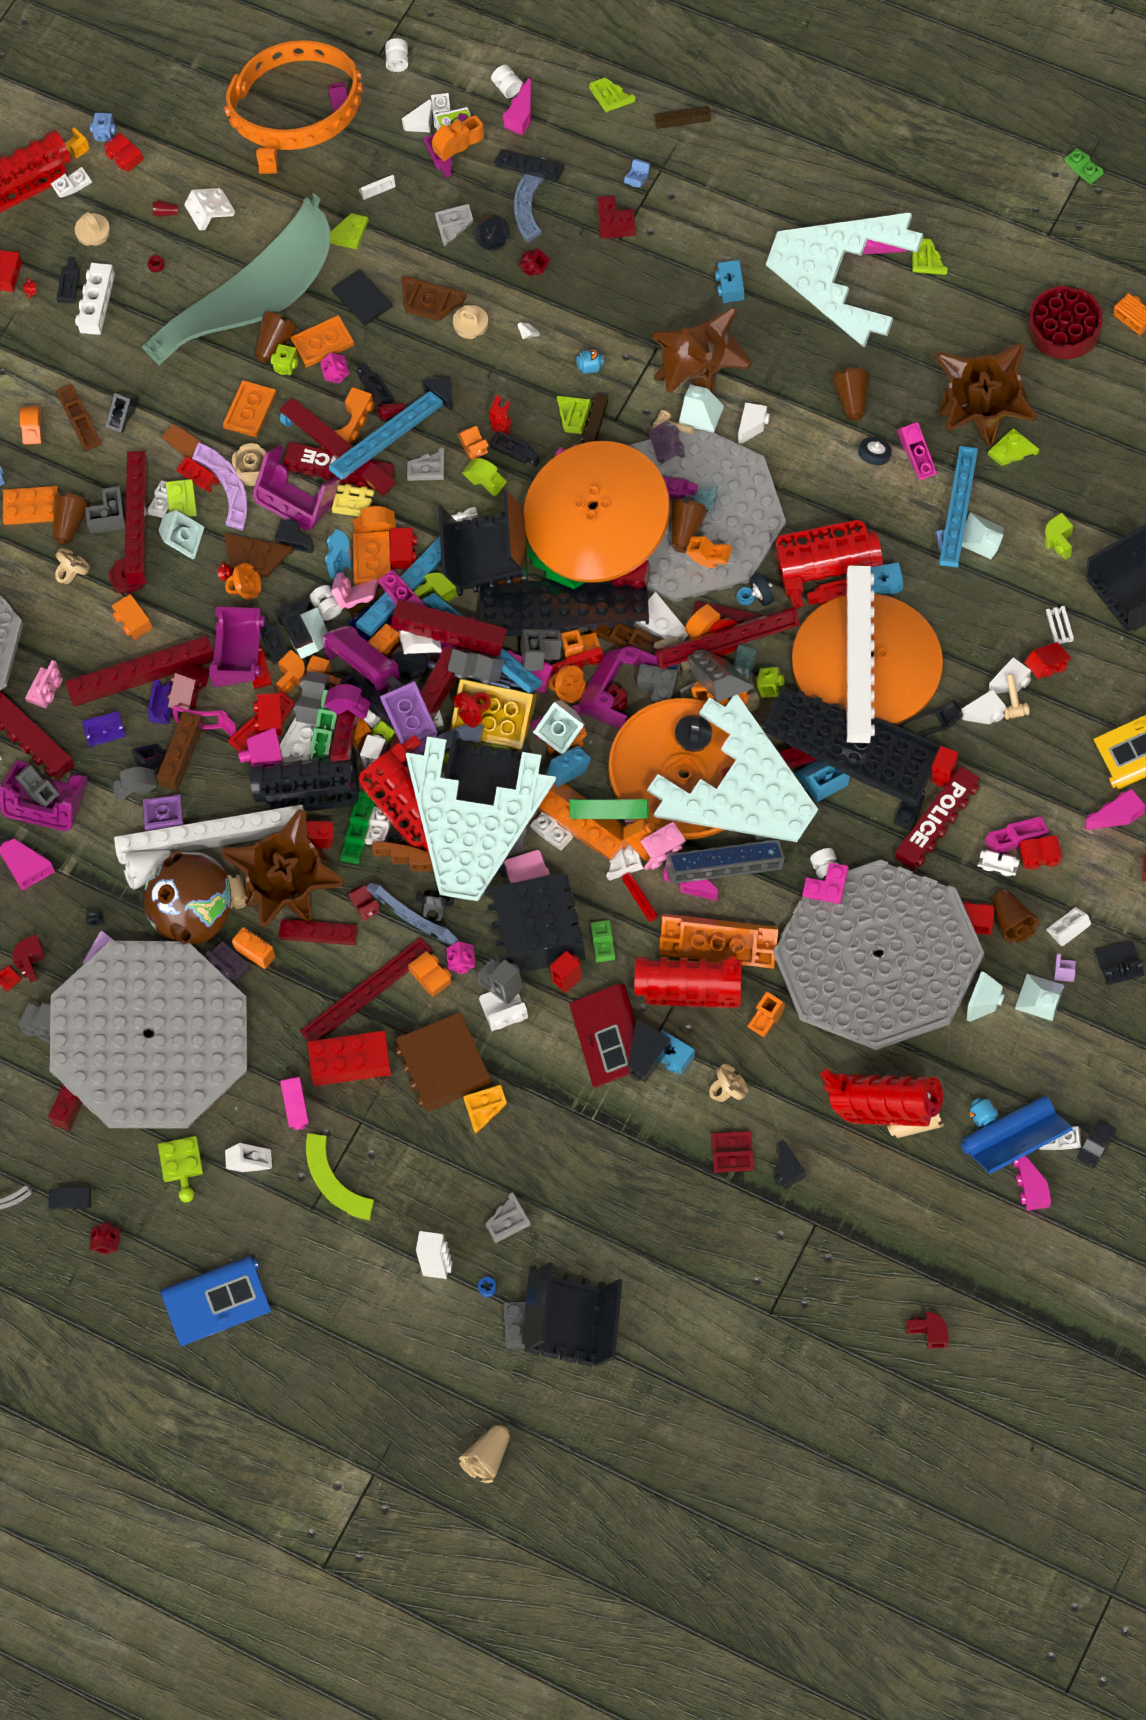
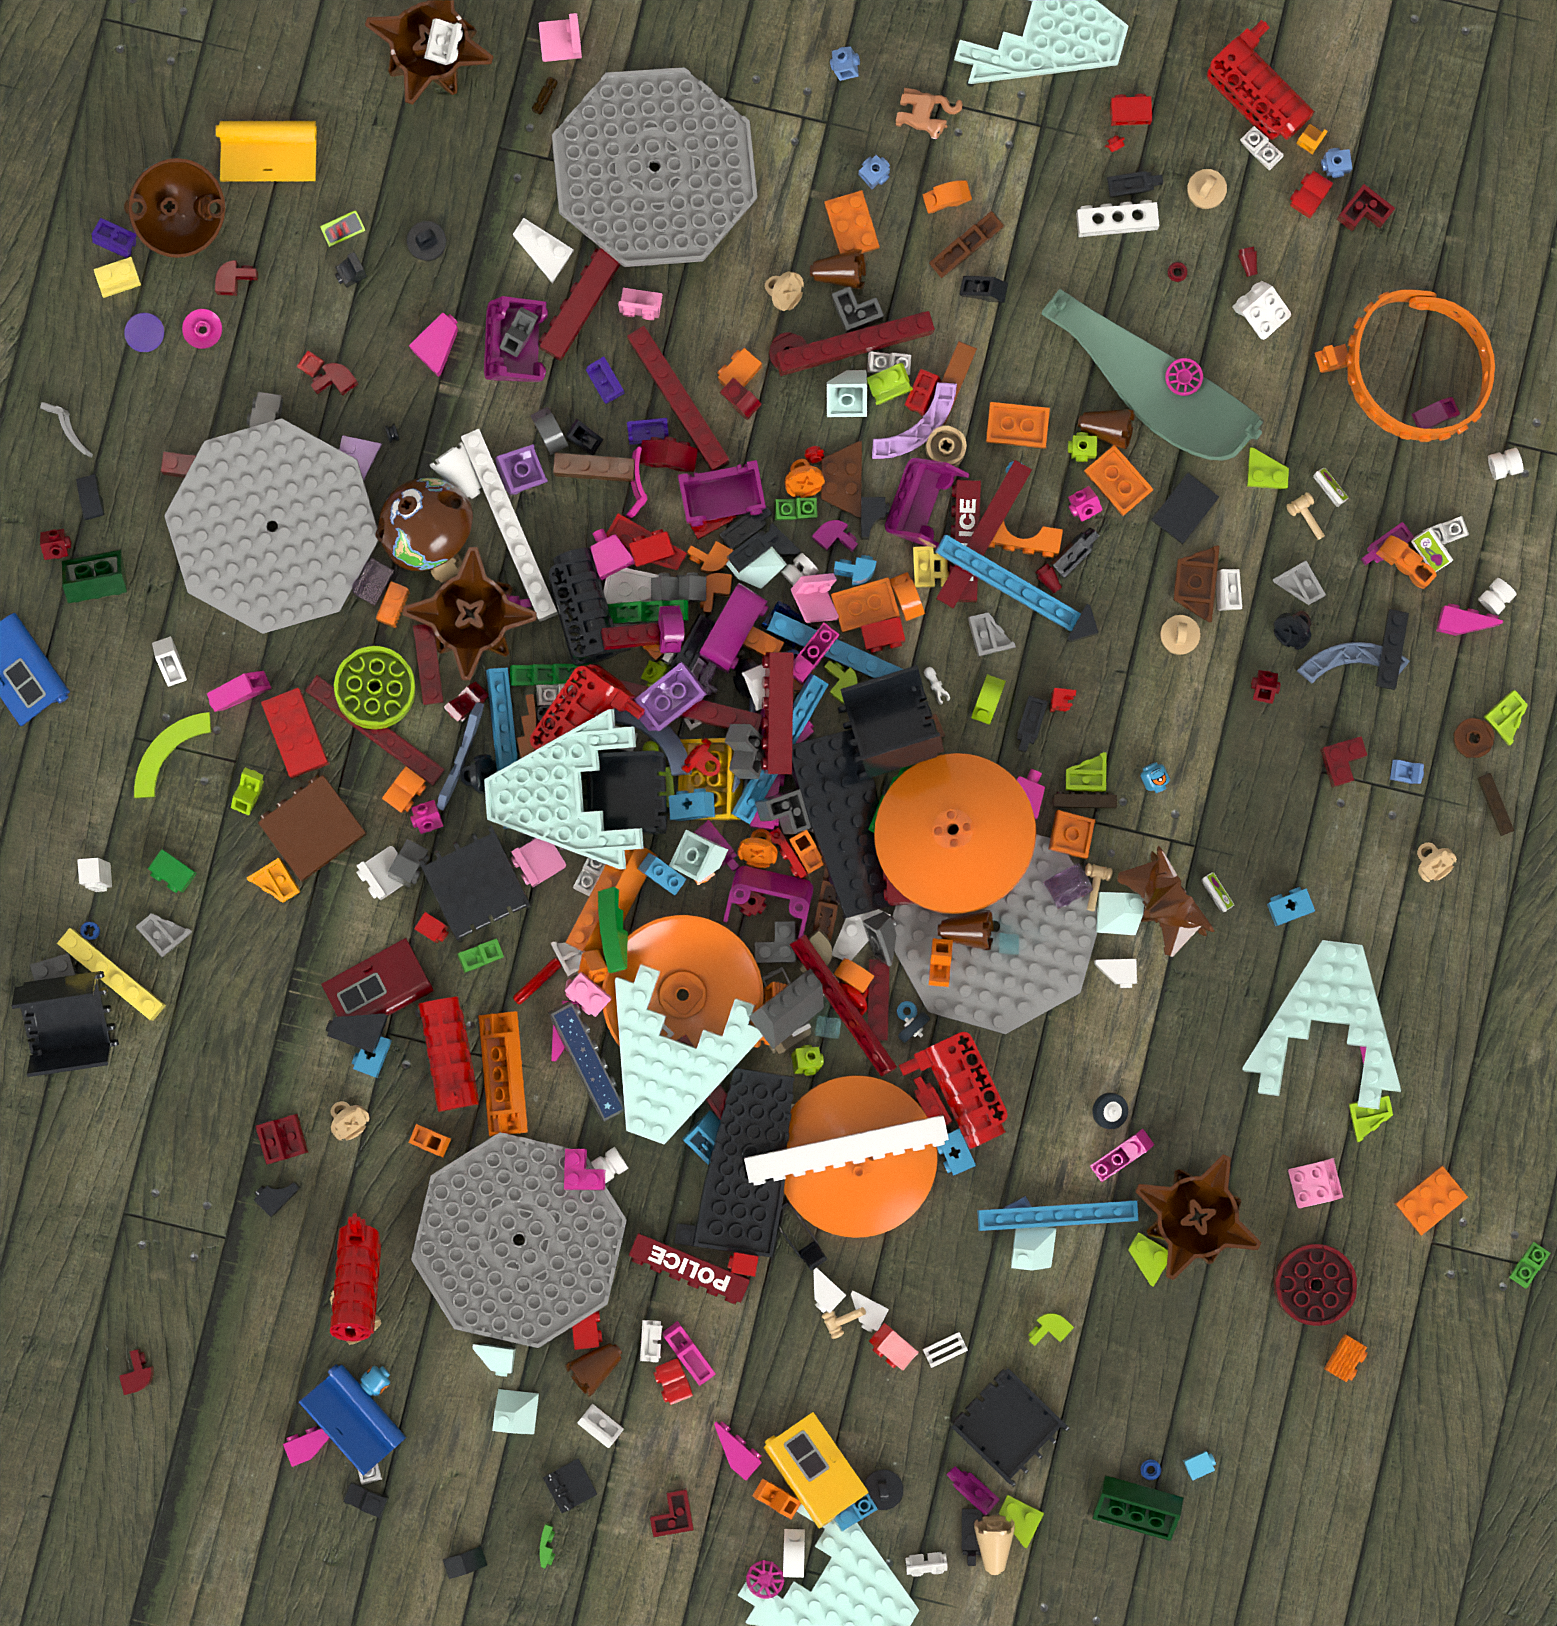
camera: 70 degrees right, 20 degrees up
(147, 113) = (1365, 204): none -> dark red brick
(147, 1210) = (94, 576): none -> dark green slope
(159, 616) = (742, 400): none -> dark red brick
(179, 1161) = (153, 594): lime plate -> none
(248, 273) = (1184, 377): none -> dark pink wheel
(269, 597) = (795, 508): none -> bright green slope
(300, 569) = (833, 531): none -> magenta brick
(320, 834) = (531, 636): red brick -> none
(327, 976) = (376, 708): none -> lime brick
(372, 749) = (631, 669): white slope -> none
(386, 210) = (1300, 505): none -> tan piece
(390, 876) = (502, 718): none -> dark azure plate
(391, 1111) = (247, 791): none -> lime brick
(419, 119) = (1427, 512): white slope -> none
(442, 277) = (1228, 589): none -> white slope
(450, 1197) = (171, 871): none -> green brick
(473, 442) = (1026, 676): orange brick -> none
(514, 1285) = (114, 977): none -> light yellow arch
(517, 718) = (701, 806): none -> dark azure brick
(527, 330) = (1182, 700): white slope -> none
(622, 131) = (1462, 735): none -> reddish brown plate
(623, 432) = (1071, 834): none -> orange plate
(674, 598) = (881, 936): none -> dark grey slope
(680, 487) = (1016, 905): magenta hinge -> none
(693, 733) = (719, 995): black tile -> none
(722, 167) = (1436, 864): none -> tan tile
(852, 391) = (1175, 1071): reddish brown cone -> none
(976, 310) = (1315, 1183): none -> bright pink bracket
(1011, 227) = (1431, 1200): none -> orange plate
(1064, 969) = (549, 1431): lavender panel -> none

